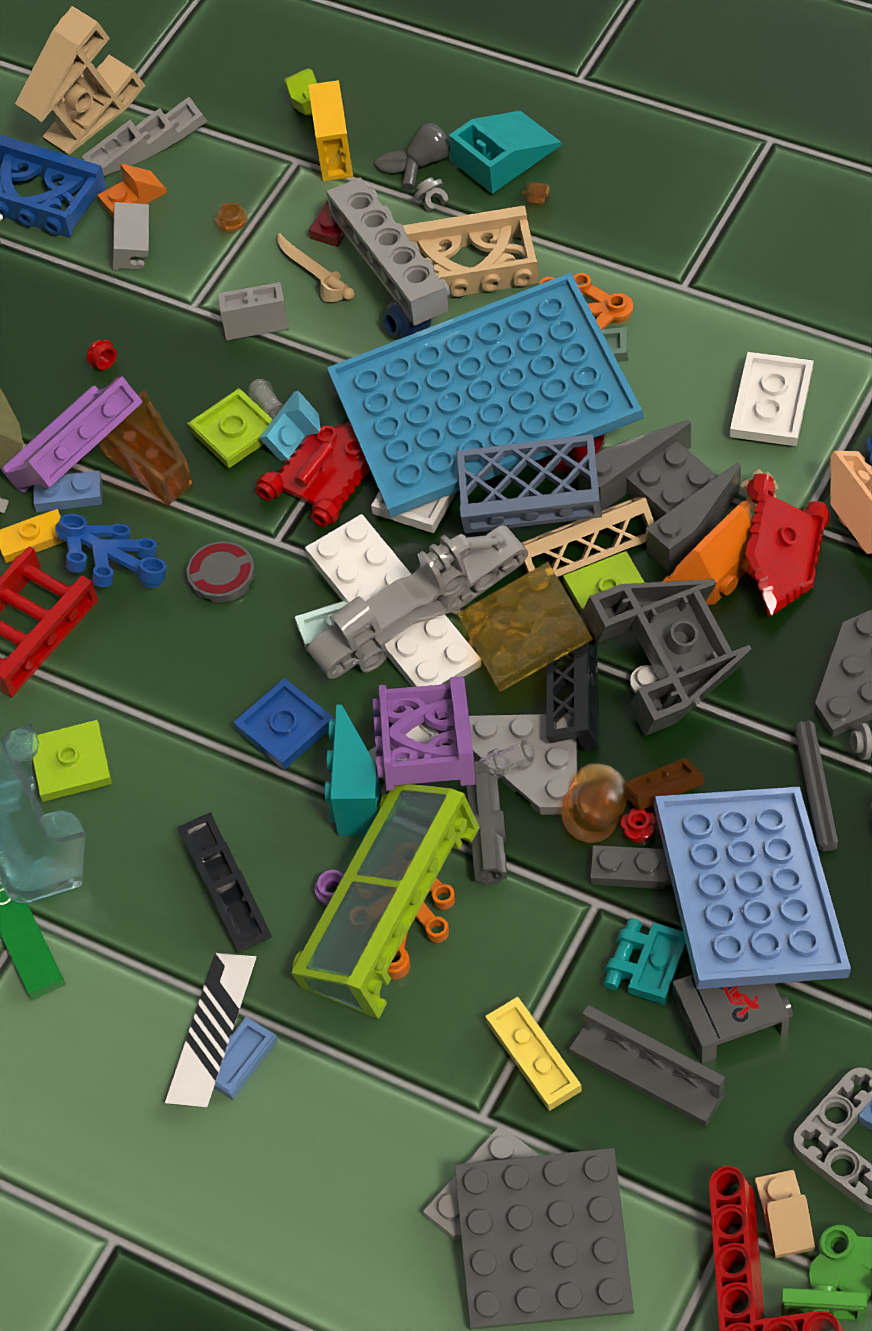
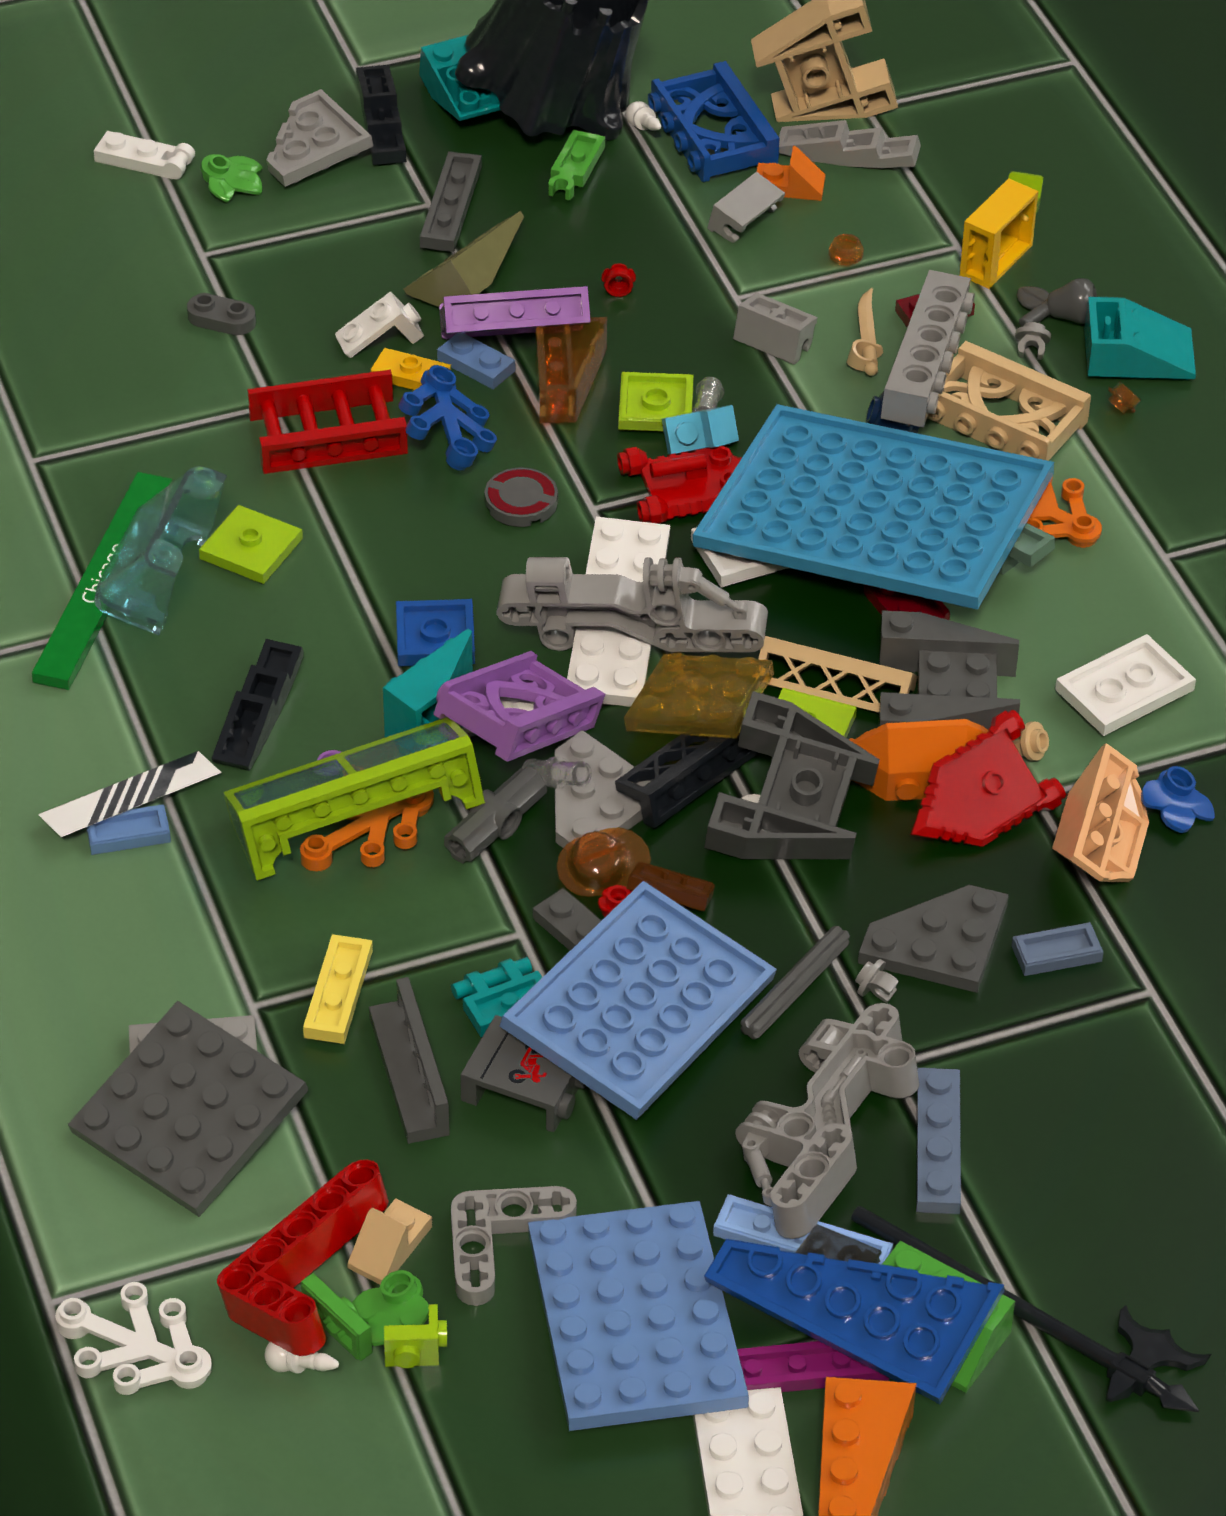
camera: 35 degrees right, 10 degrees down
(536, 508) = (803, 609): sand blue fence -> none

